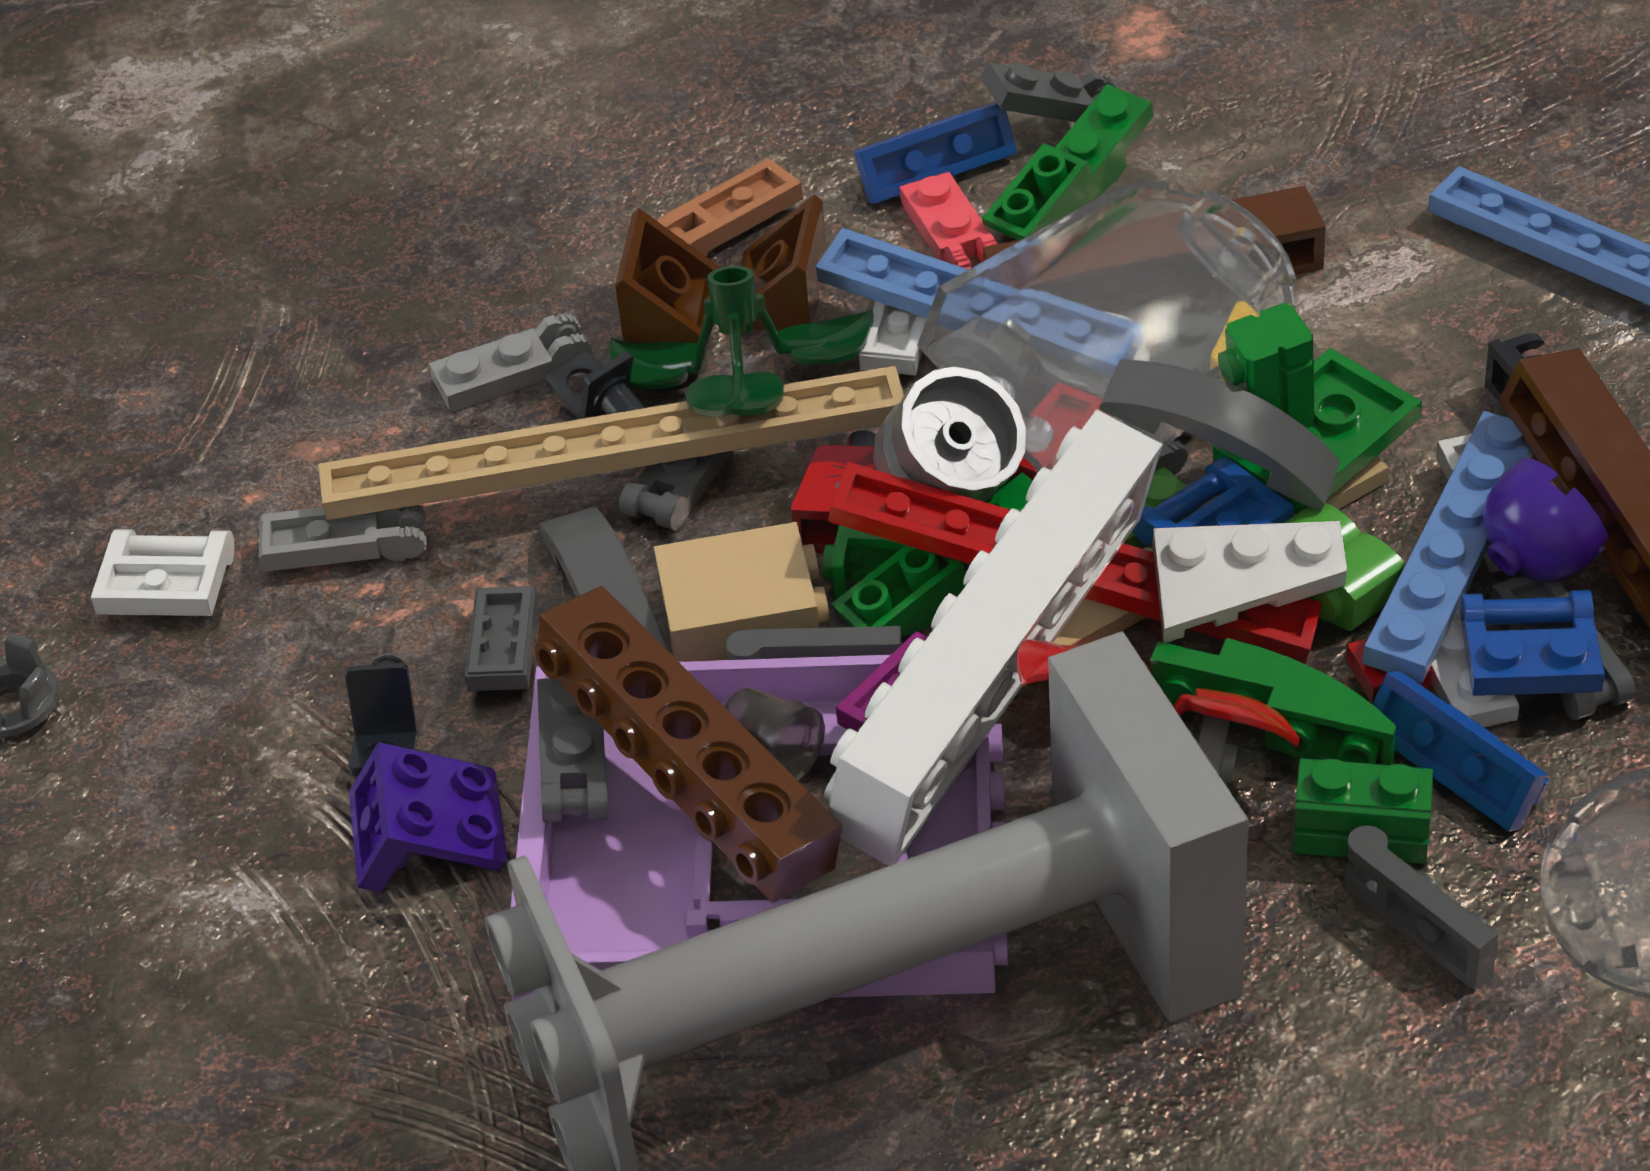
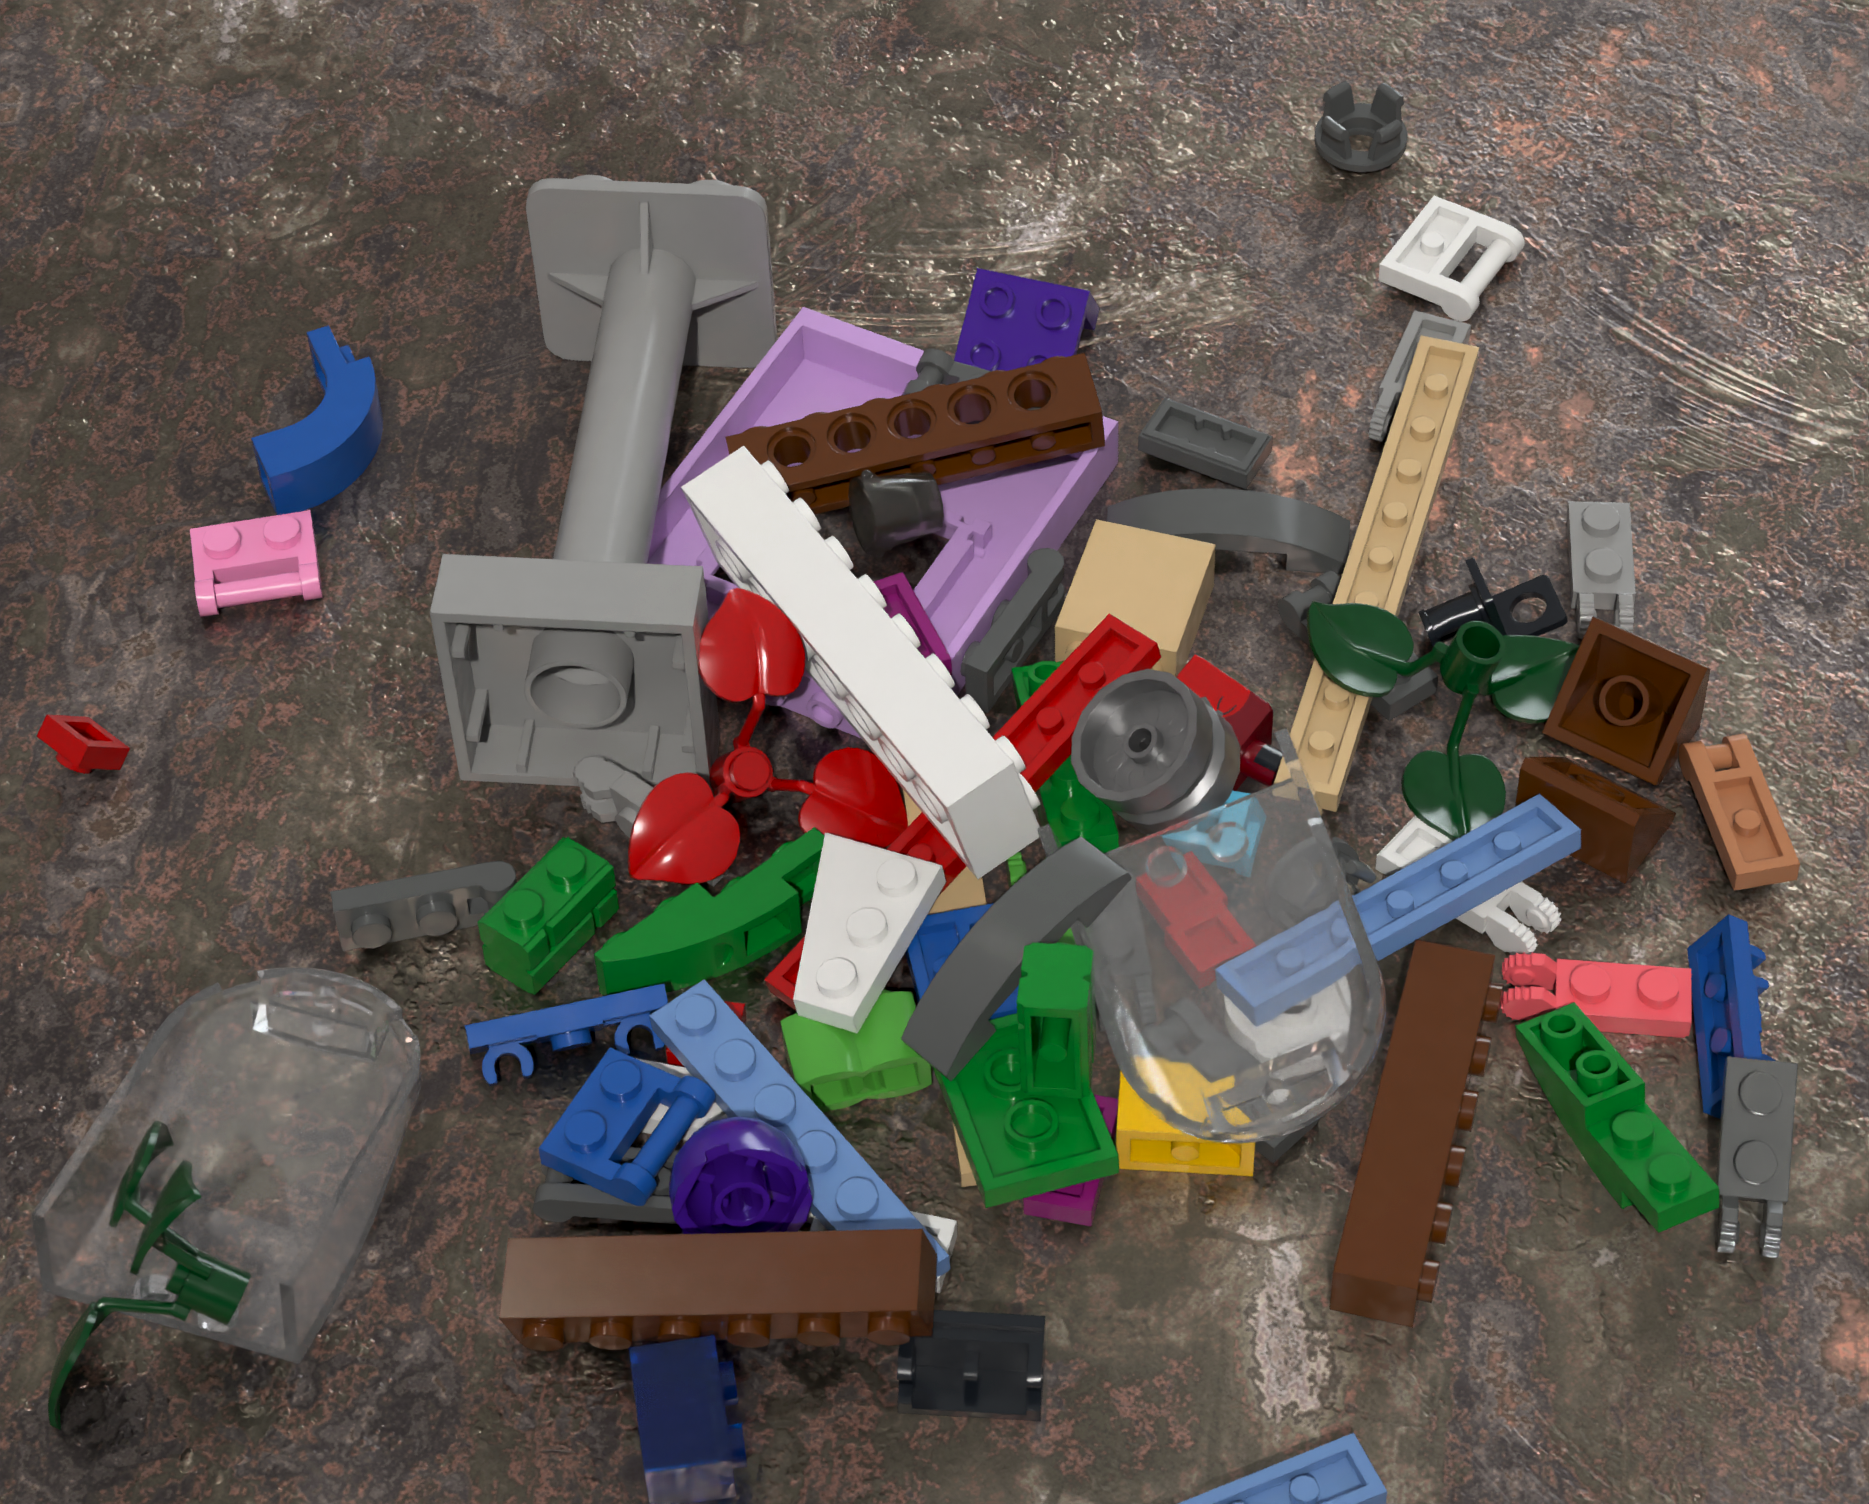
camera: 115 degrees right, 5 degrees up
(380, 708) = (1170, 339): black bracket -> none

